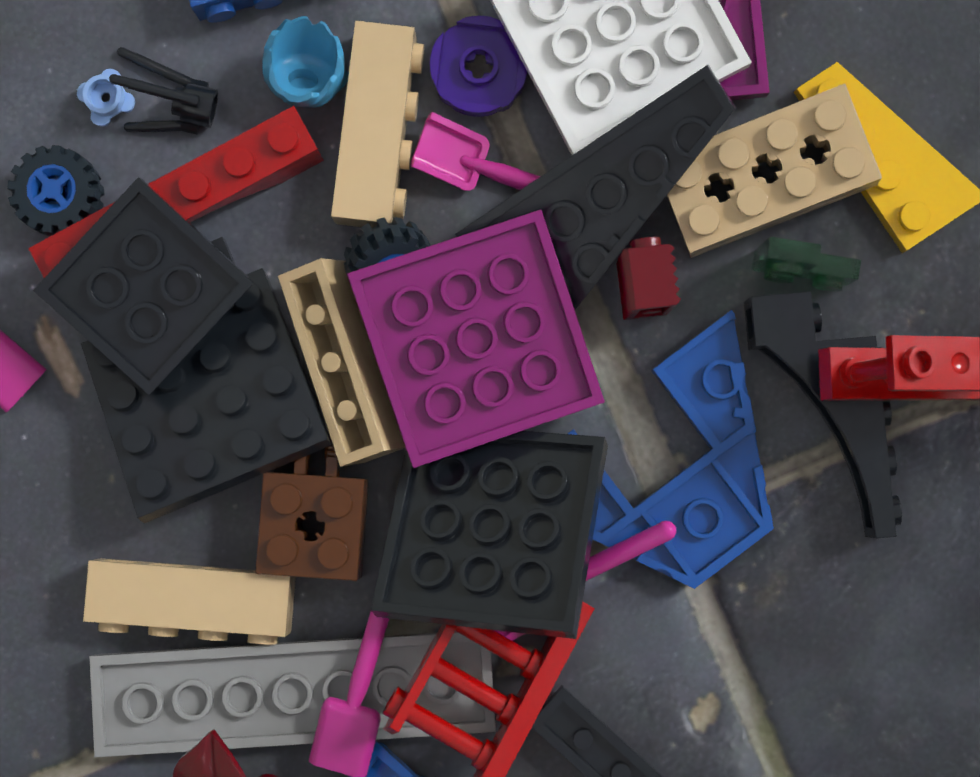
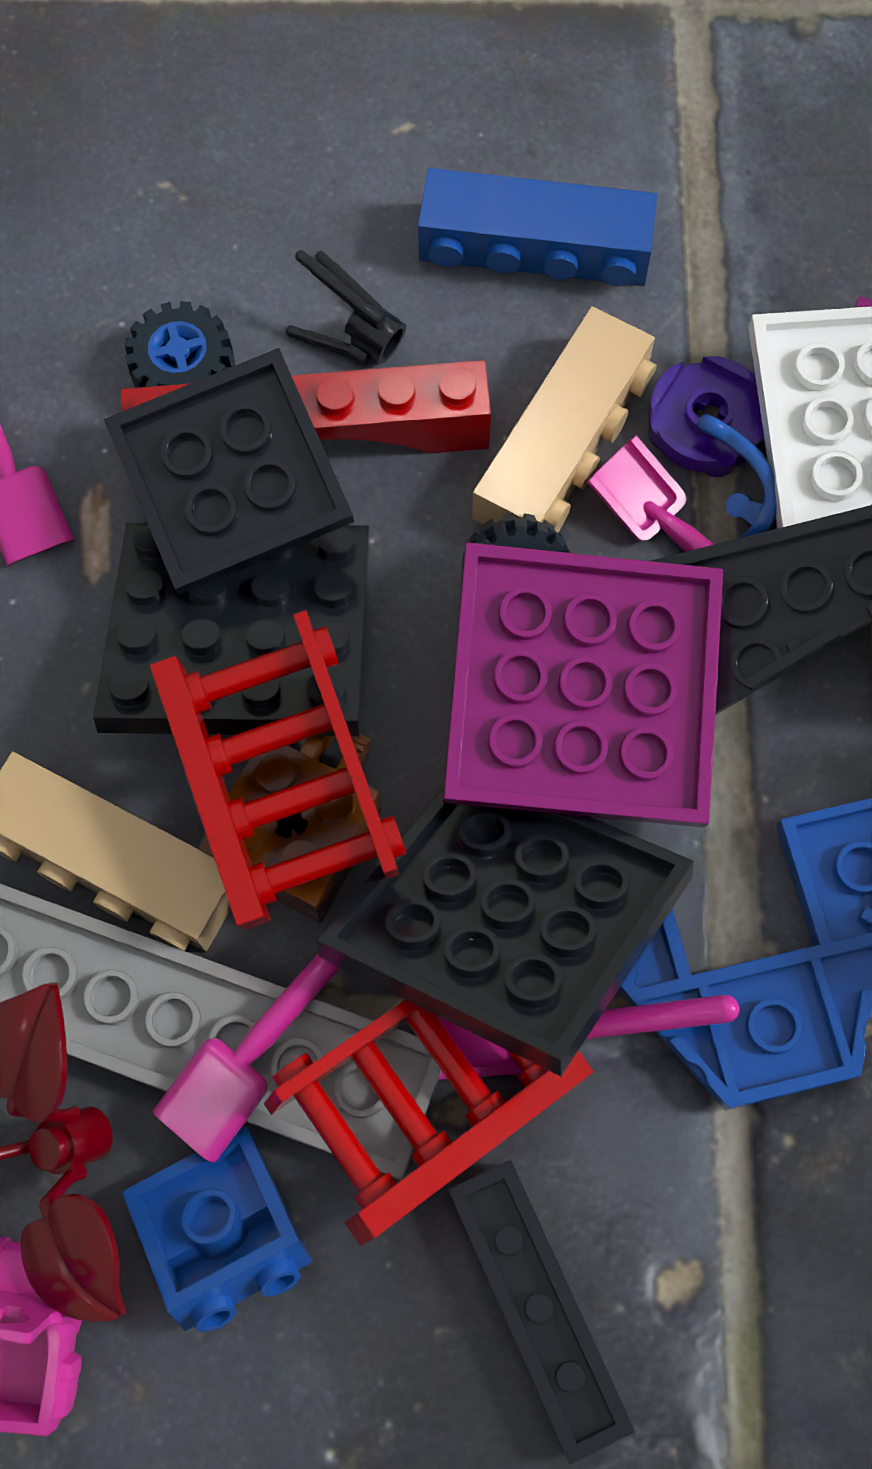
camera: 20 degrees right, 15 degrees down
(92, 92) = (277, 276): light blue plate -> none
(274, 555) = (233, 821): none -> red fence
(304, 63) = (514, 330): dark azure hair -> none
(341, 362) = (412, 658): tan brick -> none
(535, 133) = (742, 505): none -> blue piece
(647, 279) = (817, 708): dark red brick -> none

